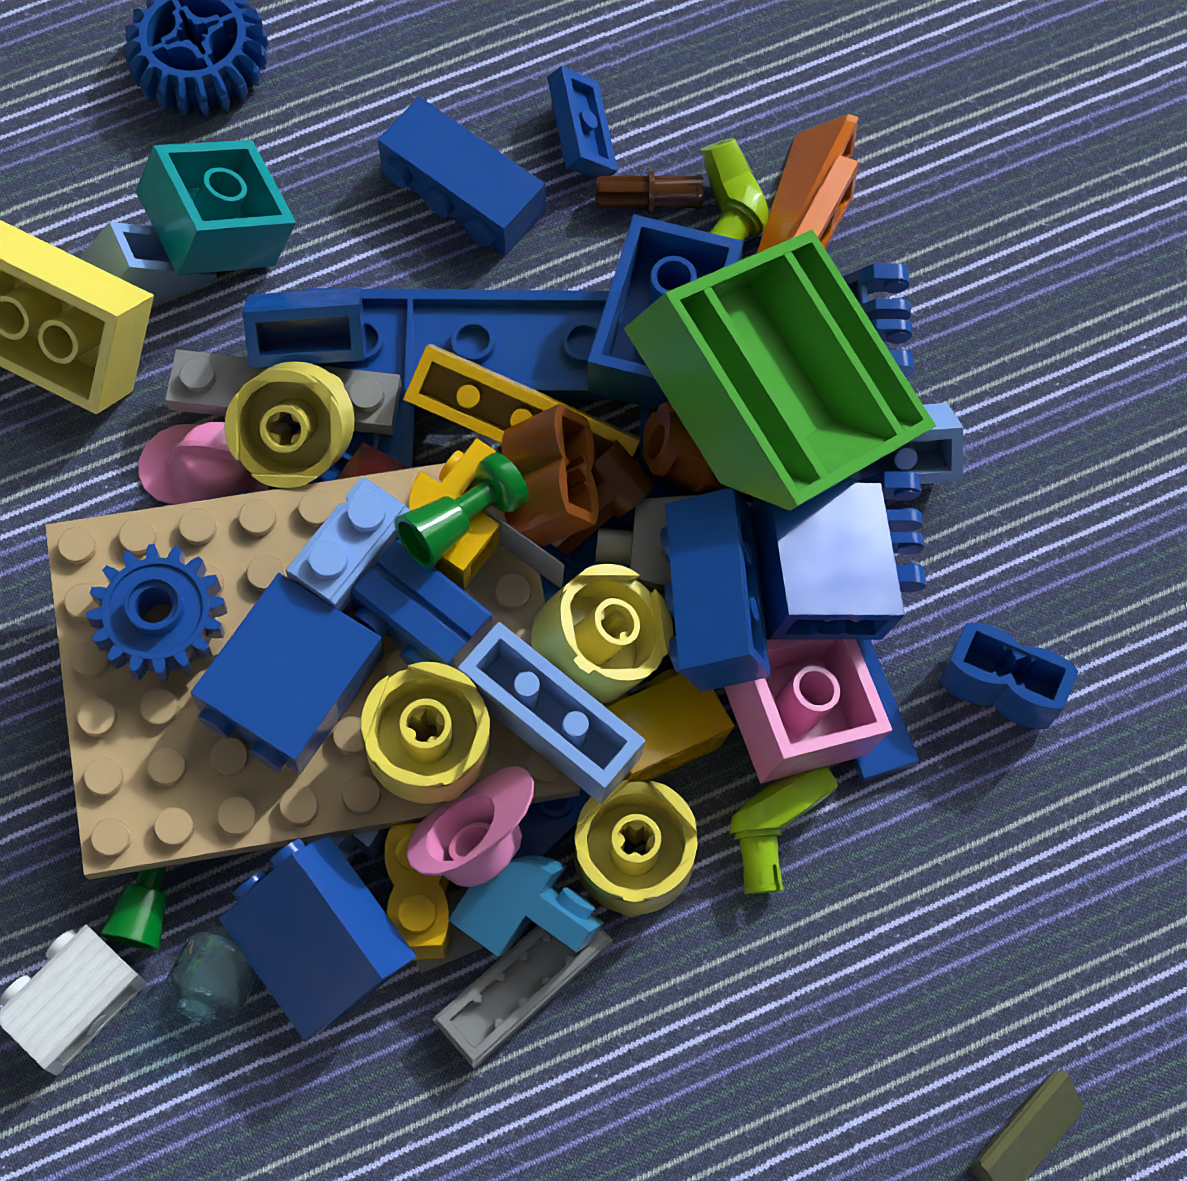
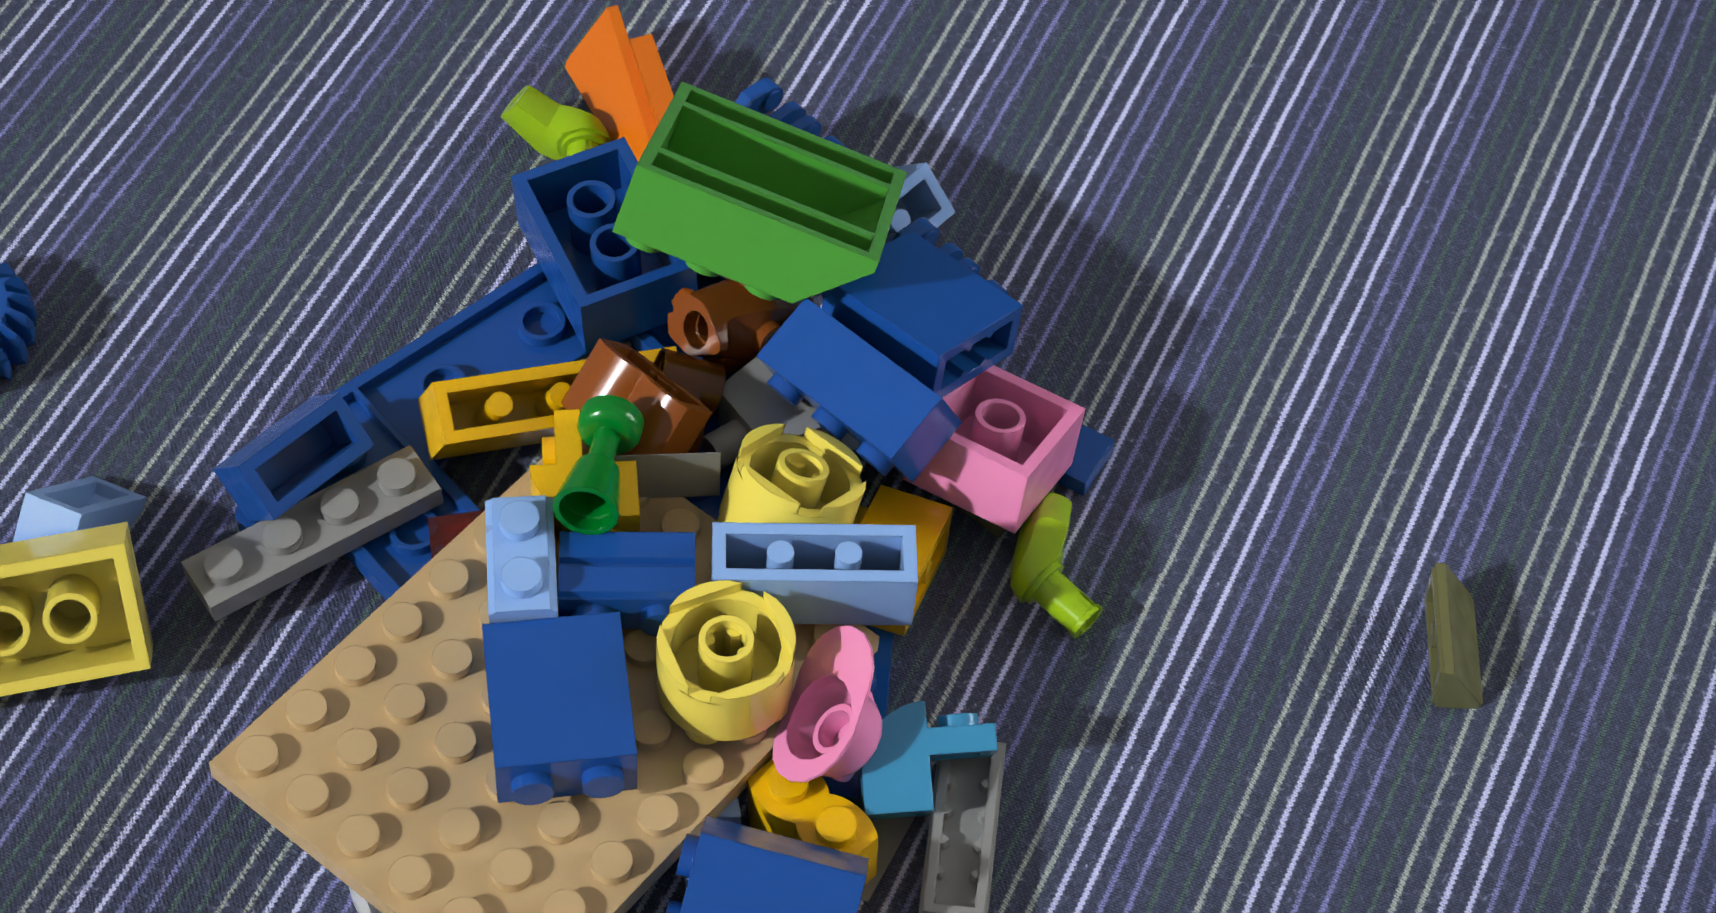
camera: 40 degrees left, 15 degrees down
(150, 583) = (391, 711): blue gear -> none
(193, 465) = (277, 648): bright pink piece -> none
(214, 206) = (106, 427): teal brick -> none
(267, 446) = (397, 541): light yellow brick -> none
(461, 176) = (306, 268): blue brick -> none
(581, 123) = (364, 156): blue plate -> none
(633, 881) = (961, 653): light yellow brick -> none
(649, 191) = (484, 179): reddish brown axle -> none
(1019, 681) = (1126, 325): blue brick -> none

